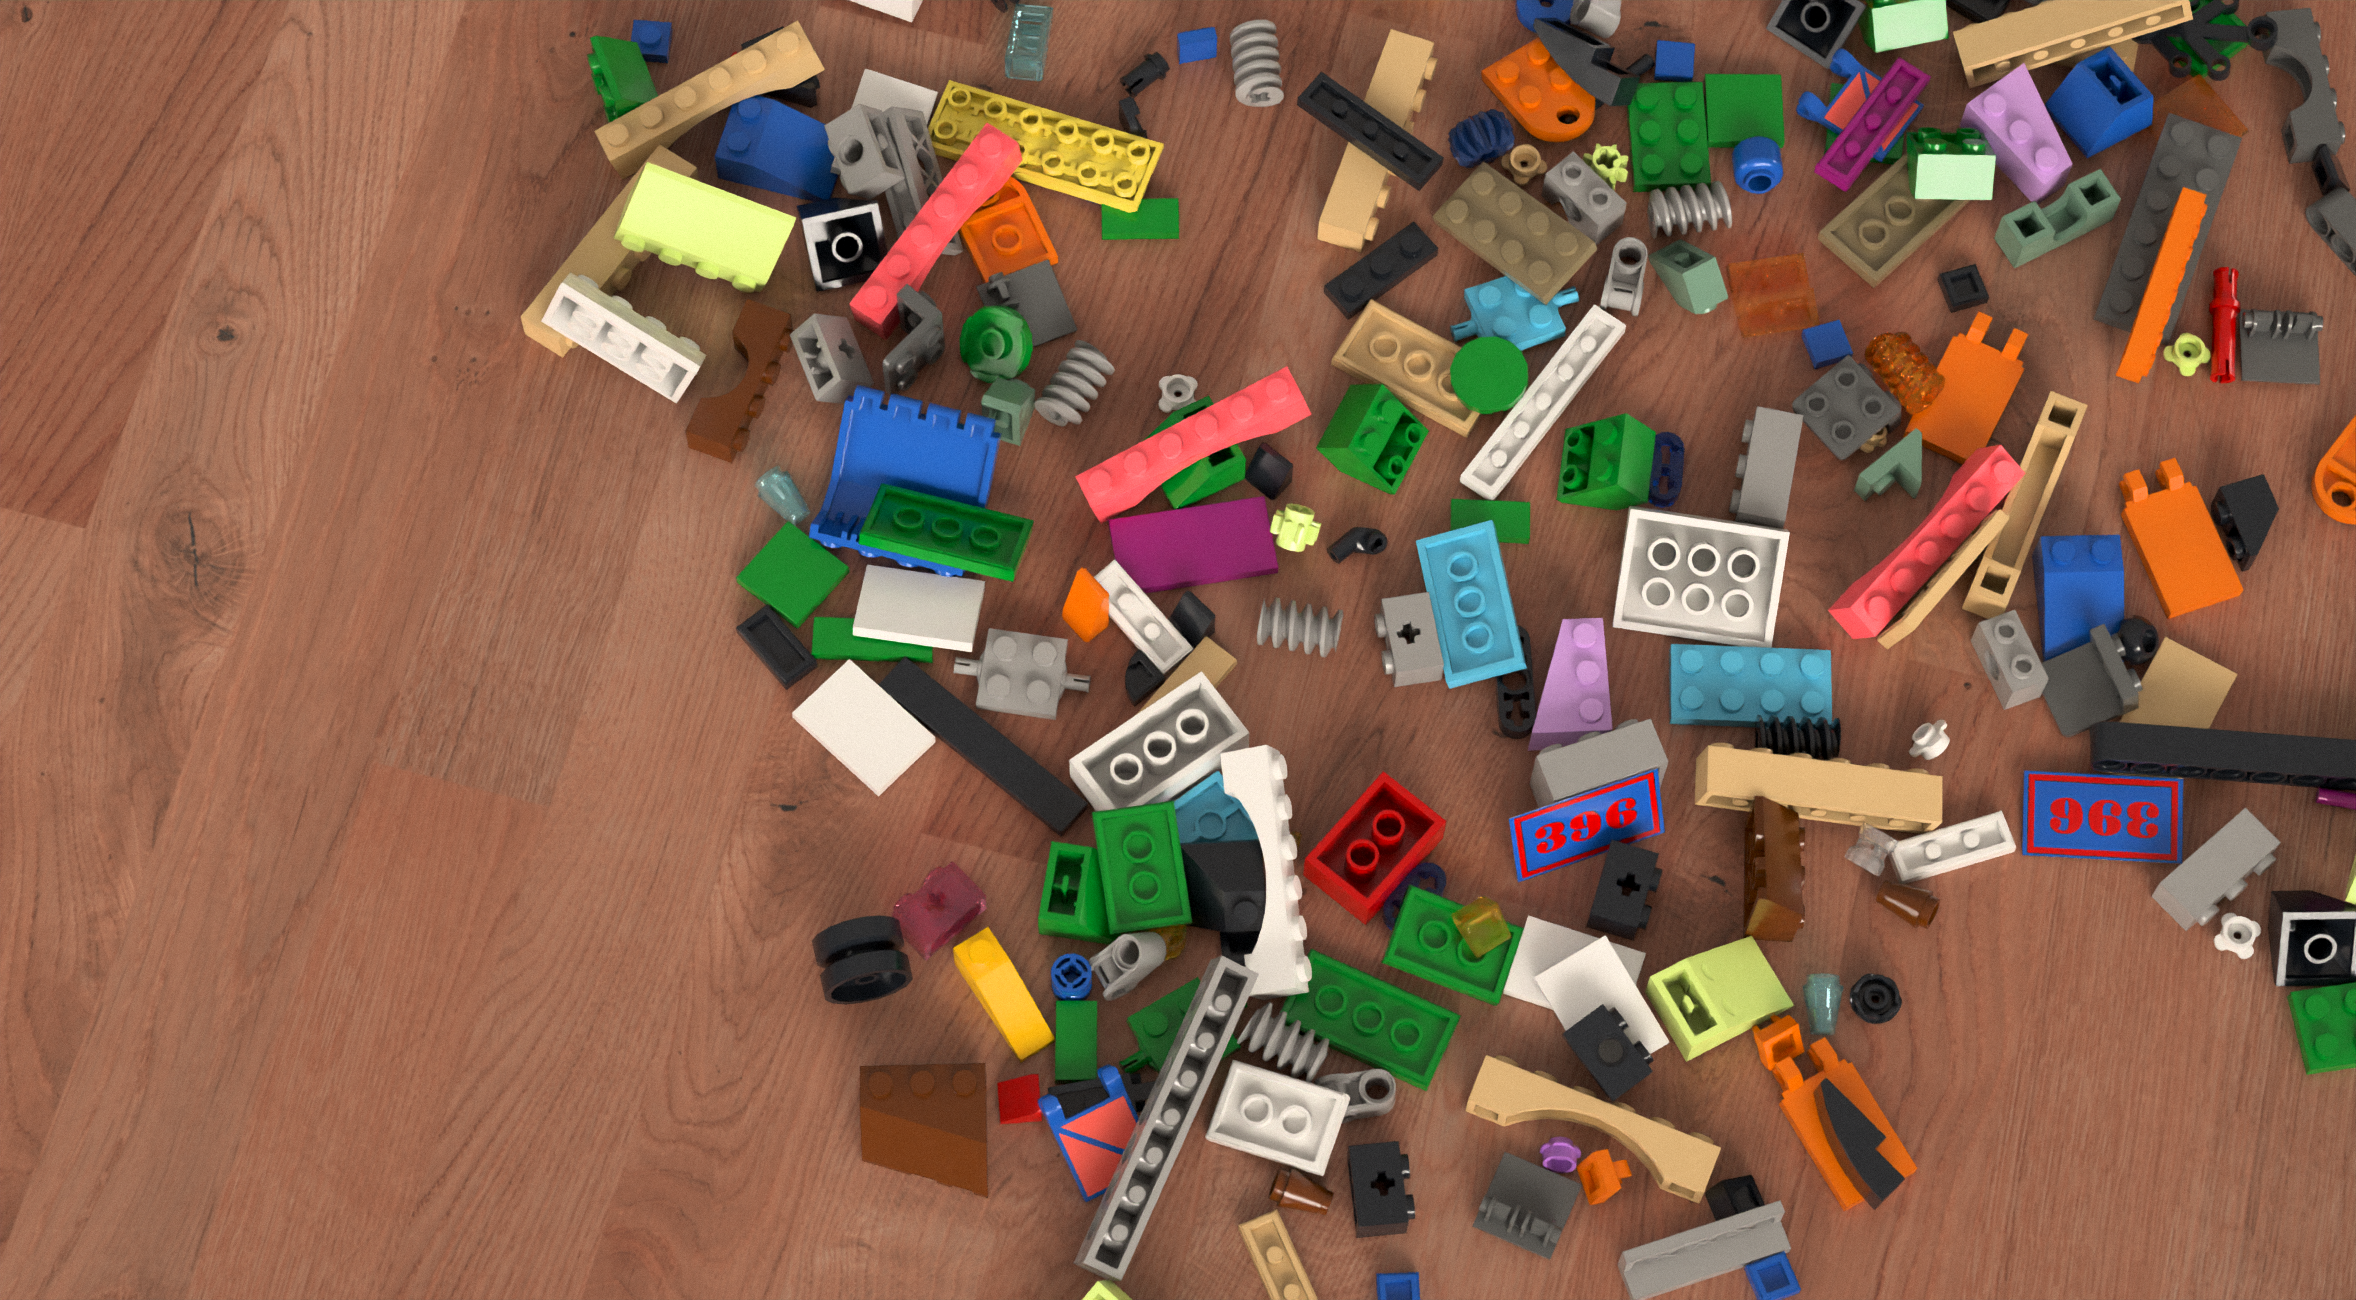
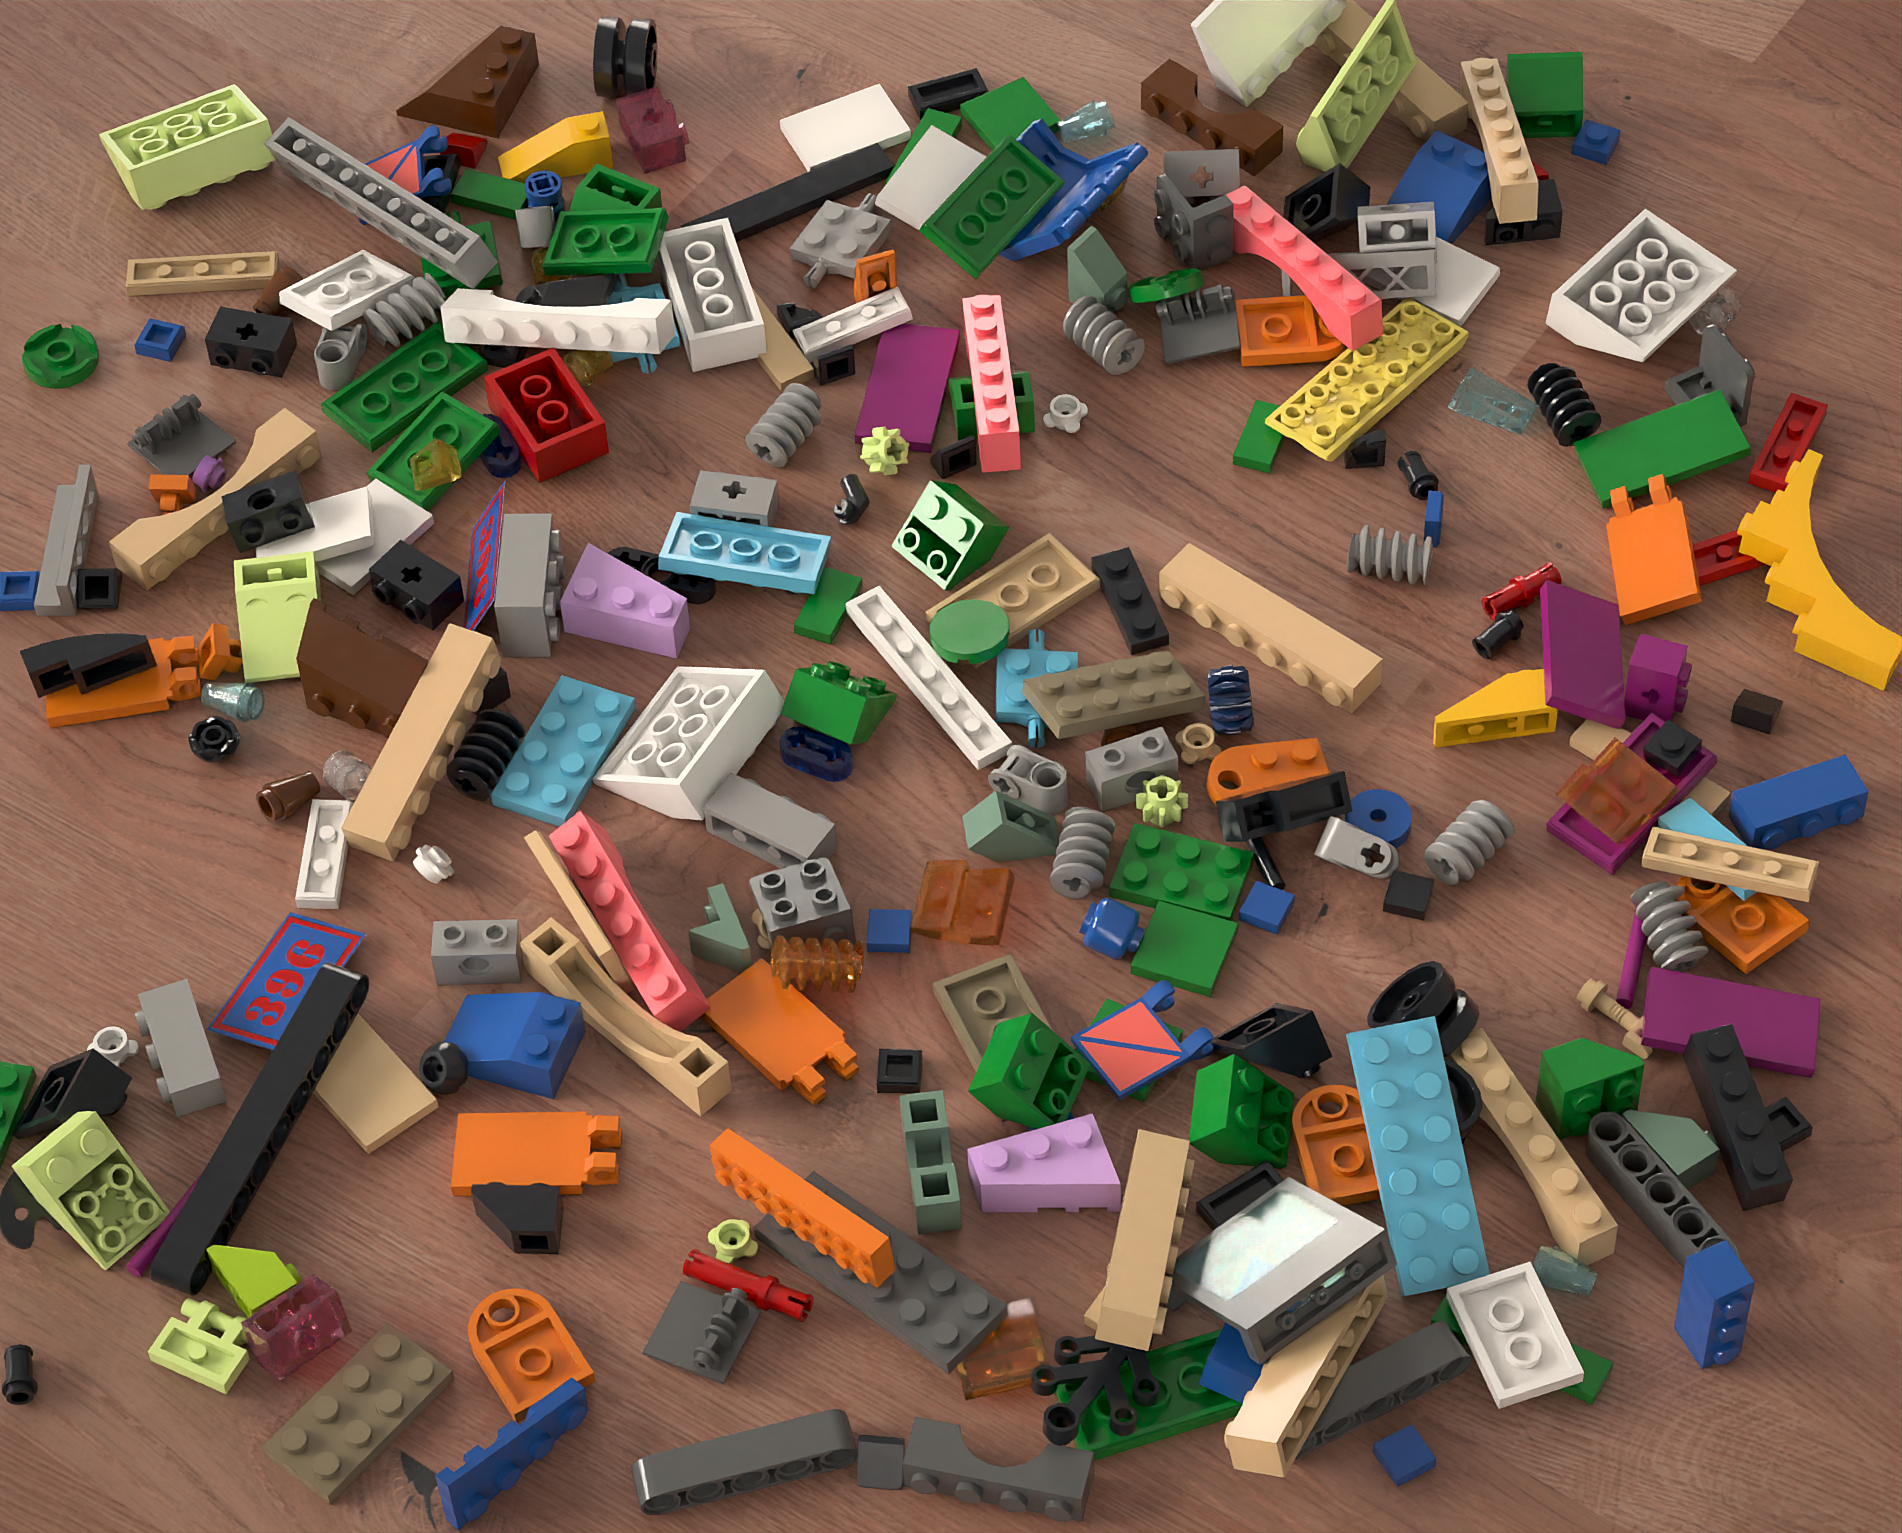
camera: 115 degrees right, 15 degrees down
(1370, 131) = (1264, 596): black plate -> none
(1872, 124) = (1112, 1036): magenta tile -> none
(2090, 684) = (417, 1009): dark grey bracket -> none
(2101, 103) = (1049, 1259): blue slope -> none

